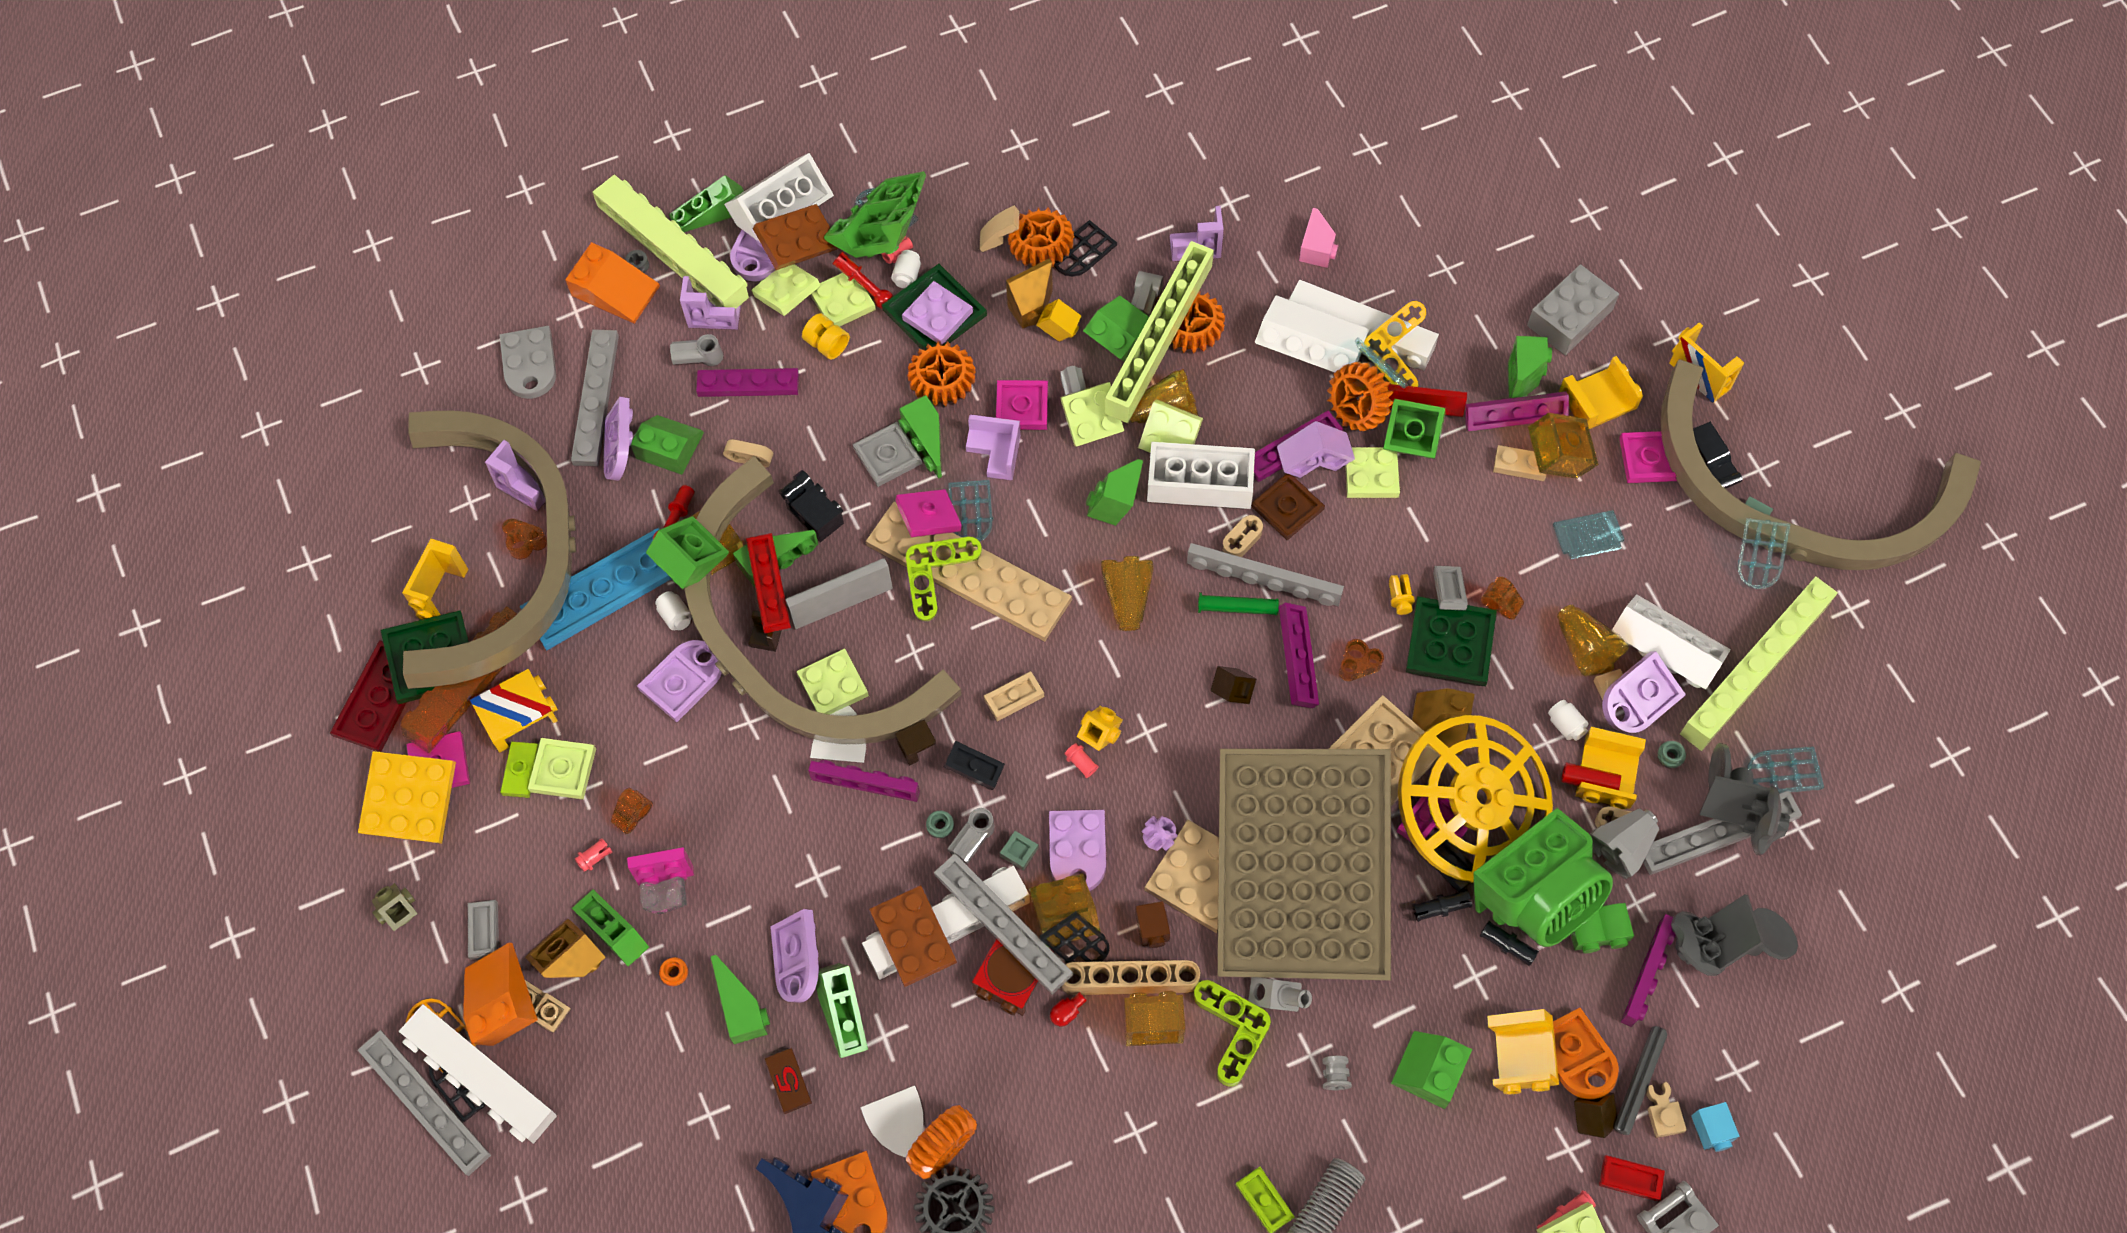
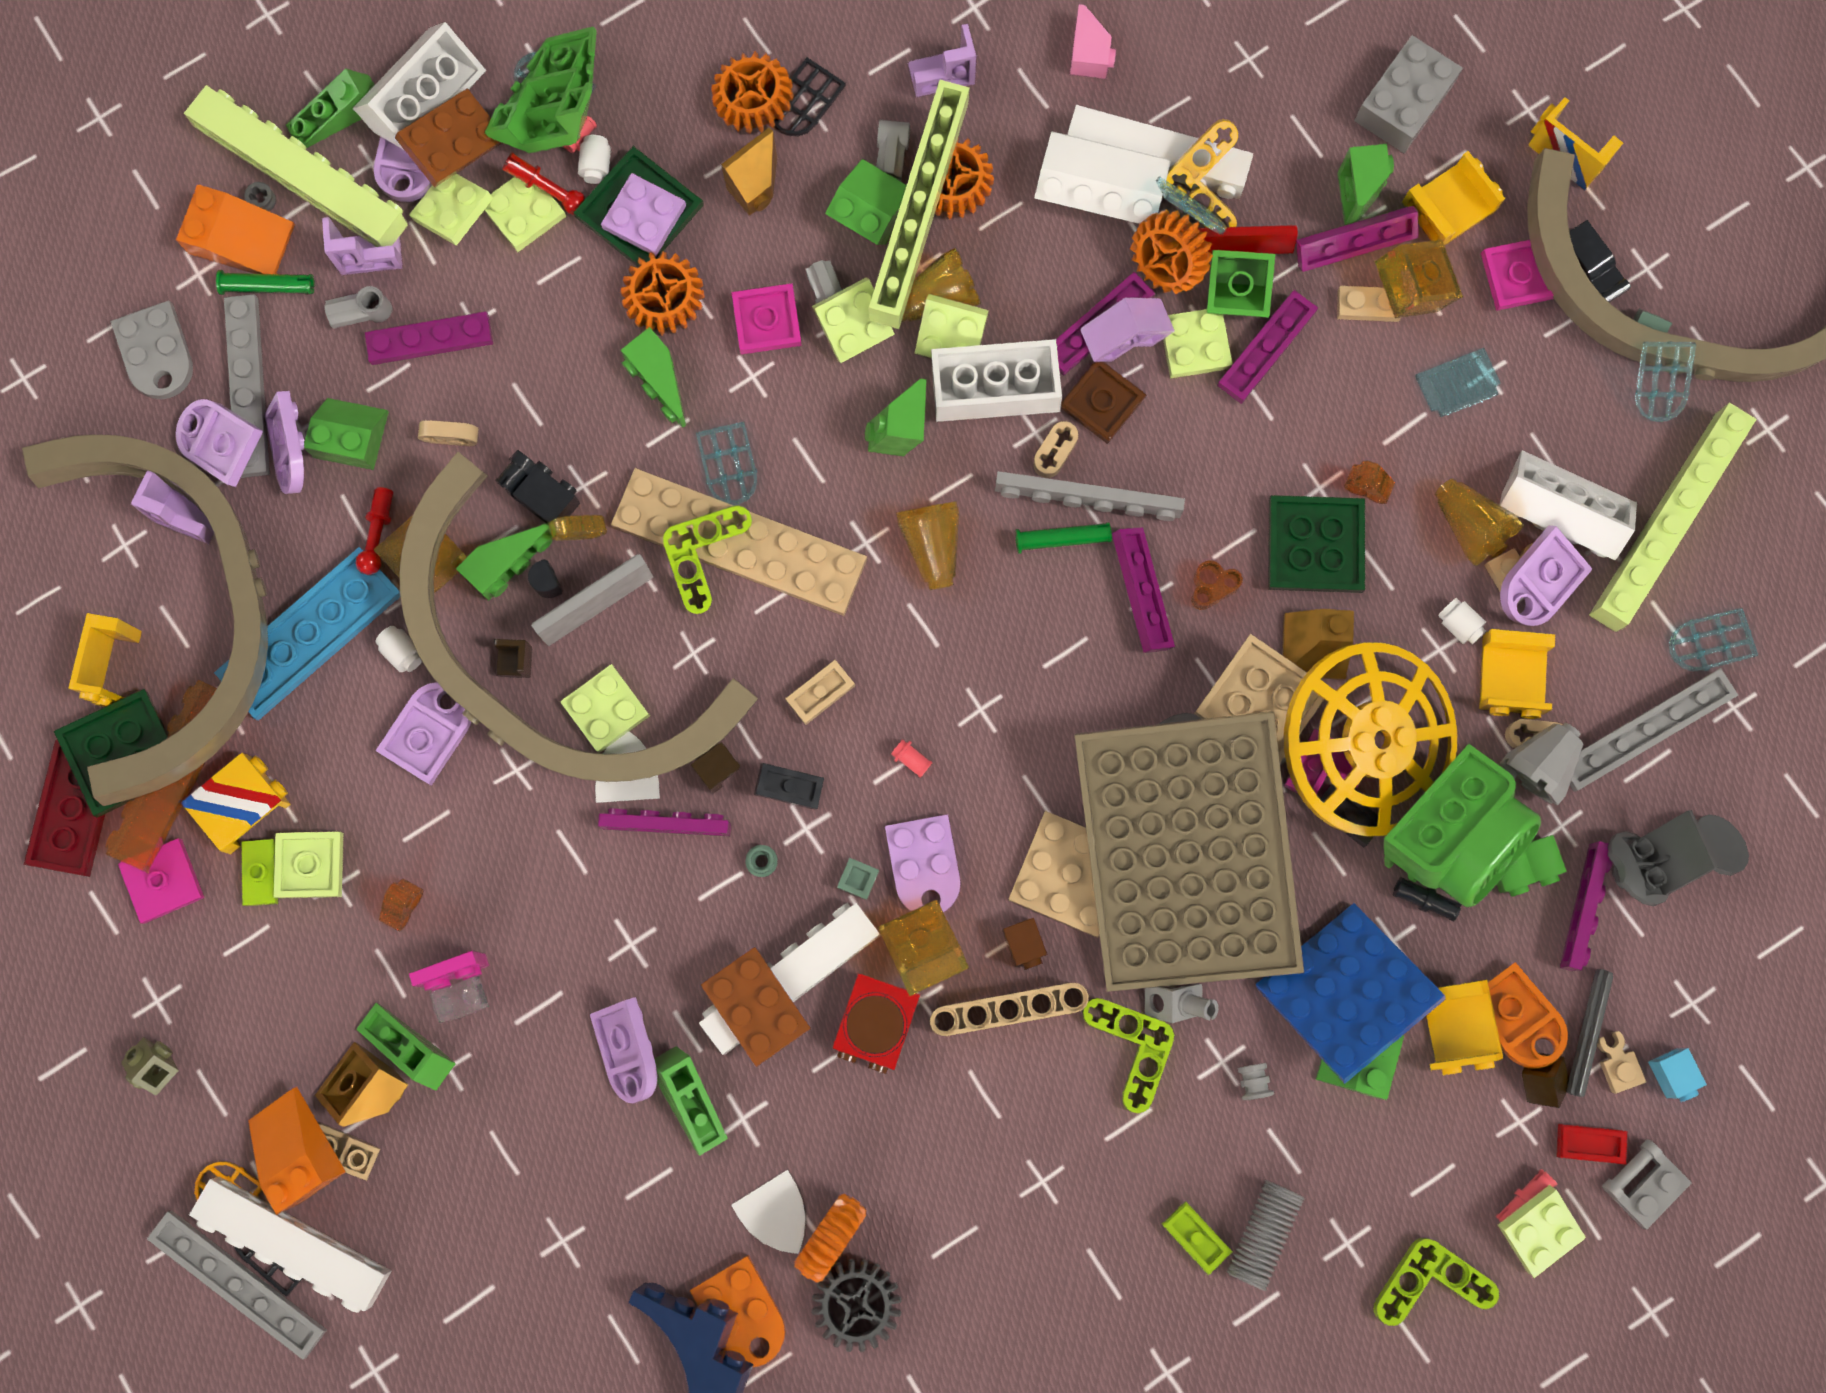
camera: 10 degrees left, 15 degrees up
(407, 797) = (133, 930): yellow plate -> none
(482, 929) = (259, 1071): light grey tile -> none
(526, 533) = (200, 577): clear orange piece -> none
(565, 432) = (220, 440): none -> lavender plate
(592, 855) = (367, 964): coral pin -> none
(626, 323) = (264, 283): none -> green pin
(670, 964) = (479, 1085): orange plate -> none
(686, 551) = (401, 588): bright green slope -> none
(741, 1010) = (574, 1117): bright green slope -> none
(768, 583) = (505, 602): red tile -> none
(788, 1081) = (644, 1189): reddish brown tile -> none
(802, 574) = (544, 580): none -> black brick
(825, 336) = (508, 263): yellow wheel -> none
(838, 537) = (577, 527): none -> clear yellow beam
(887, 454) = (615, 406): light grey tile -> none
(928, 513) = (679, 479): dark pink plate -> none
(971, 837) = (800, 874): light grey piece -> none
(997, 227) = (698, 87): tan slope -> none
(999, 440) = (743, 369): lavender panel -> none
(1003, 924) = (856, 977): light grey plate -> none
(1059, 320) = (793, 202): yellow brick -> none
(1066, 1010) = (943, 1057): red cylinder -> none
(1067, 941) = (941, 1000): black window -> none
(1100, 727) = (927, 718): yellow brick -> none
(1154, 1019) = (1045, 1058): clear yellow brick -> none
(1159, 833) = (1015, 834): lavender gear -> none
(1233, 685) = (1072, 638): dark brown panel -> none
(1401, 594) = (1251, 494): yellow arm -> none
(1430, 483) = (1267, 346): none -> magenta plate
(1430, 1007) = (1353, 993): none -> blue plate
(1442, 905) = (1347, 866): black pin -> none
(1450, 588) = (1307, 478): light grey tile -> none
(1575, 774) = (1495, 687): red piece -> none
(1674, 747) = (1589, 636): sand green plate -> none
(1737, 800) = (1668, 694): dark grey piece -> none

